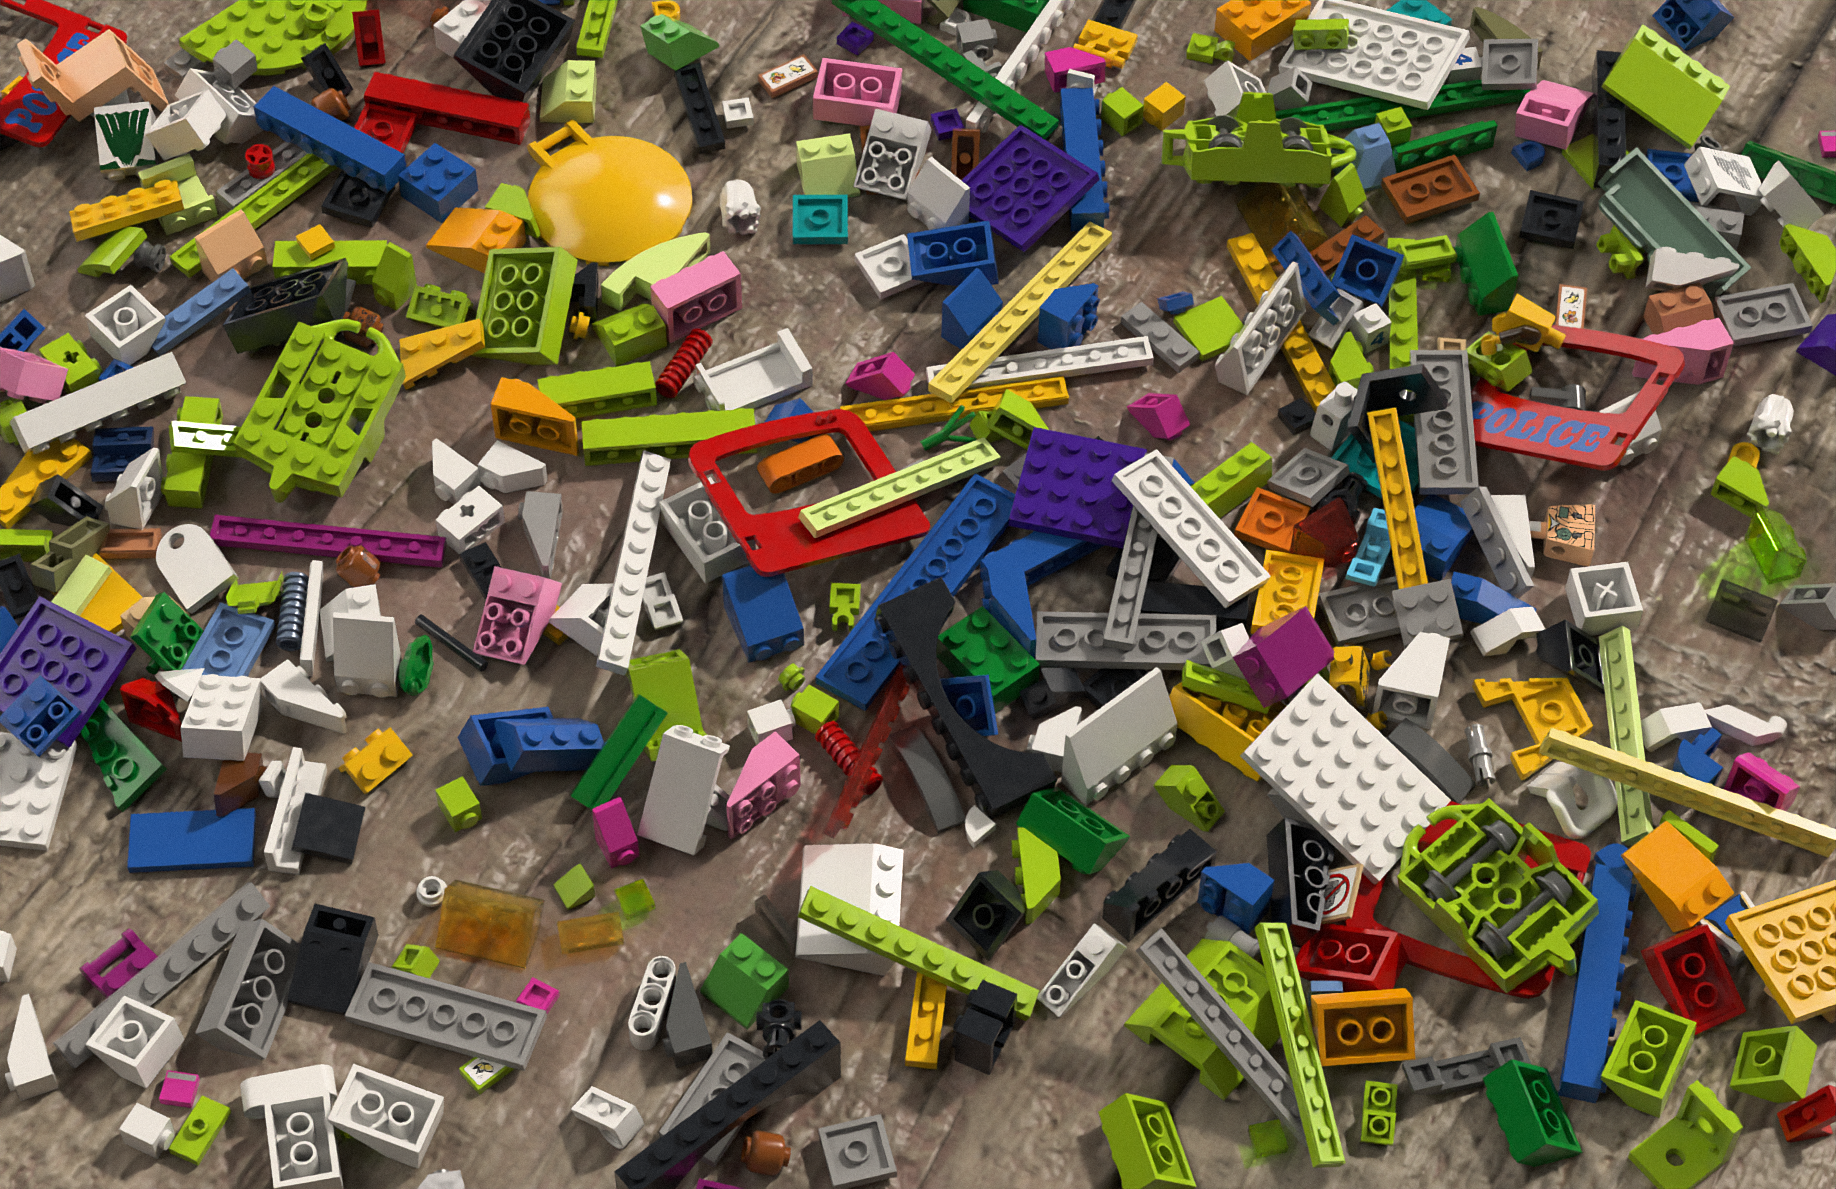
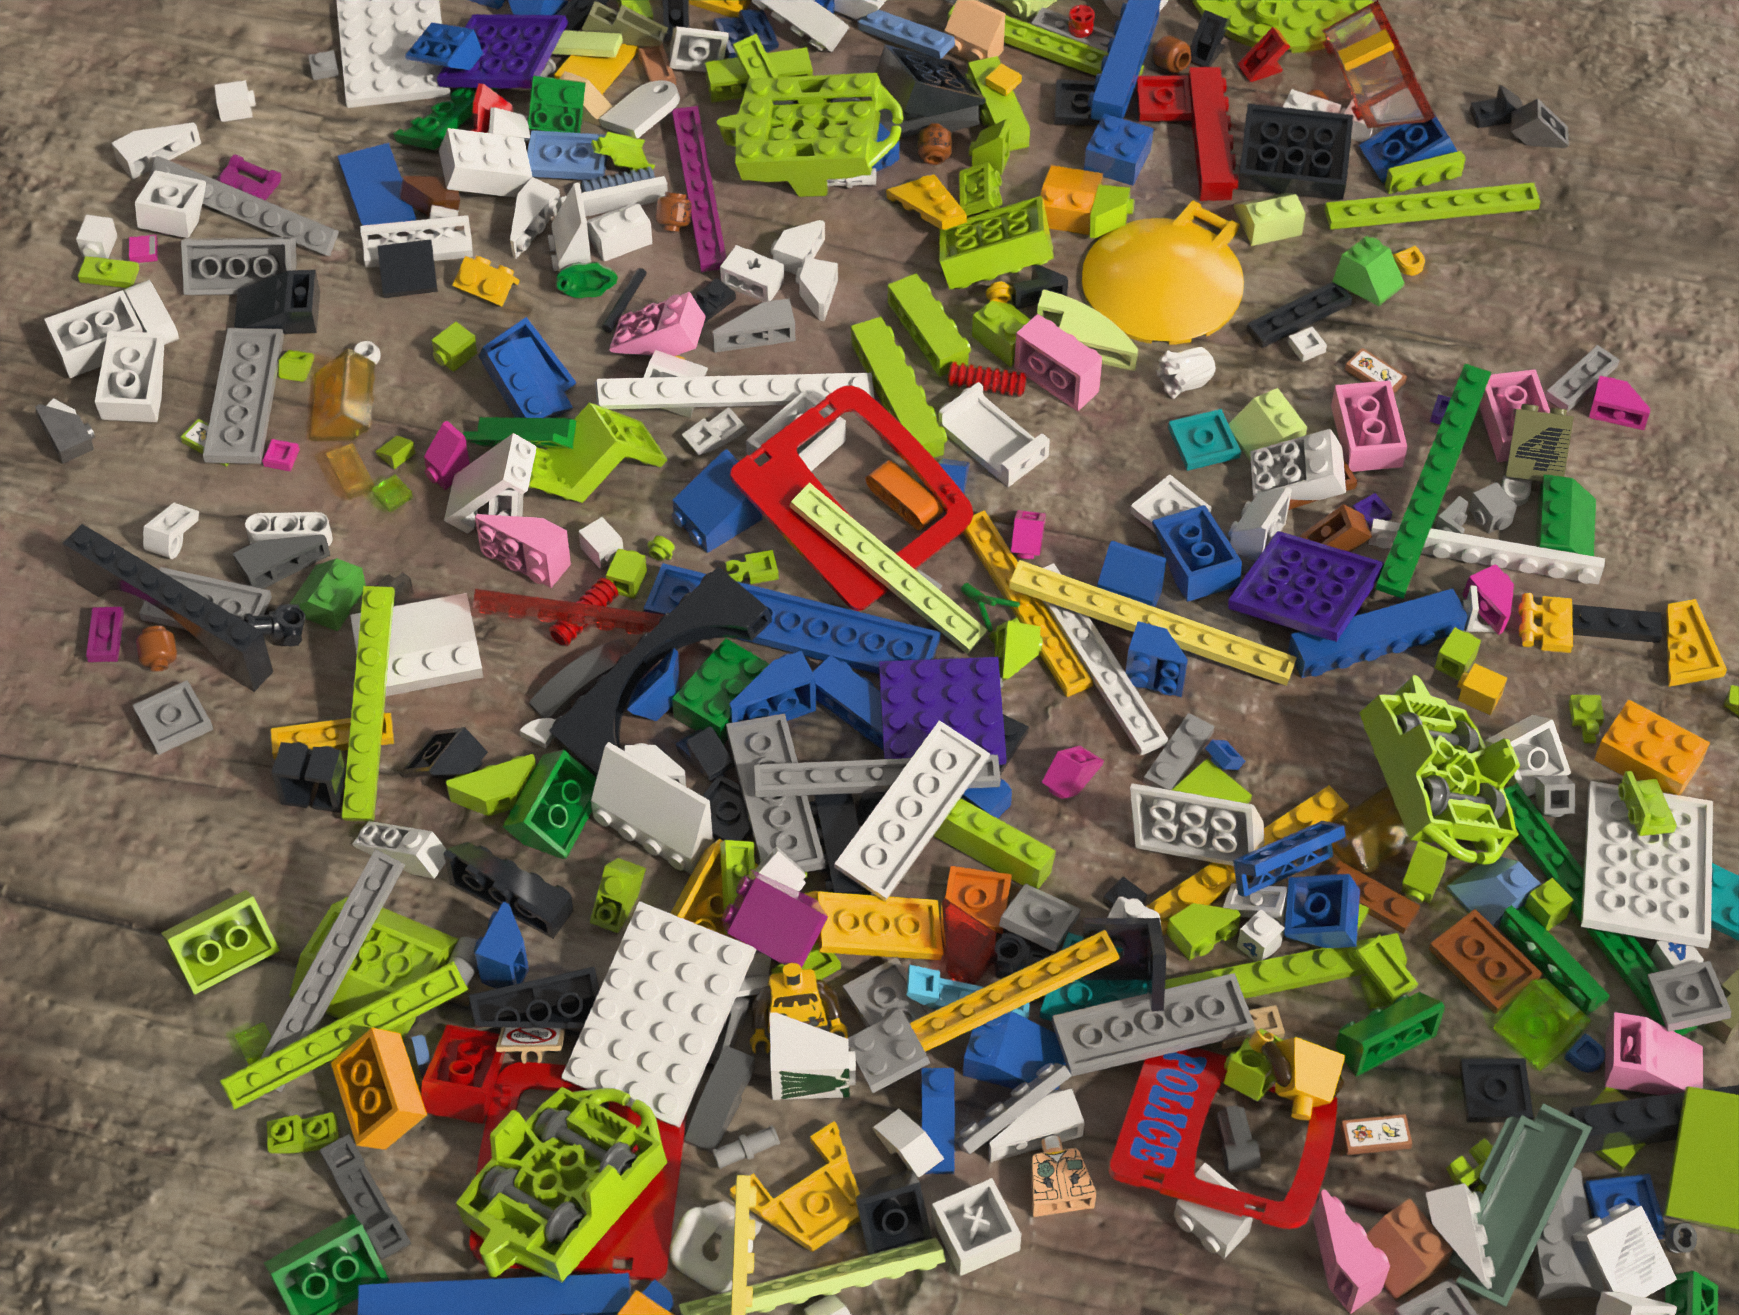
camera: 75 degrees right, 0 degrees up
(531, 418) = (874, 274): light orange slope -> none
(1500, 169) = (1542, 1023): none -> clear neon green slope

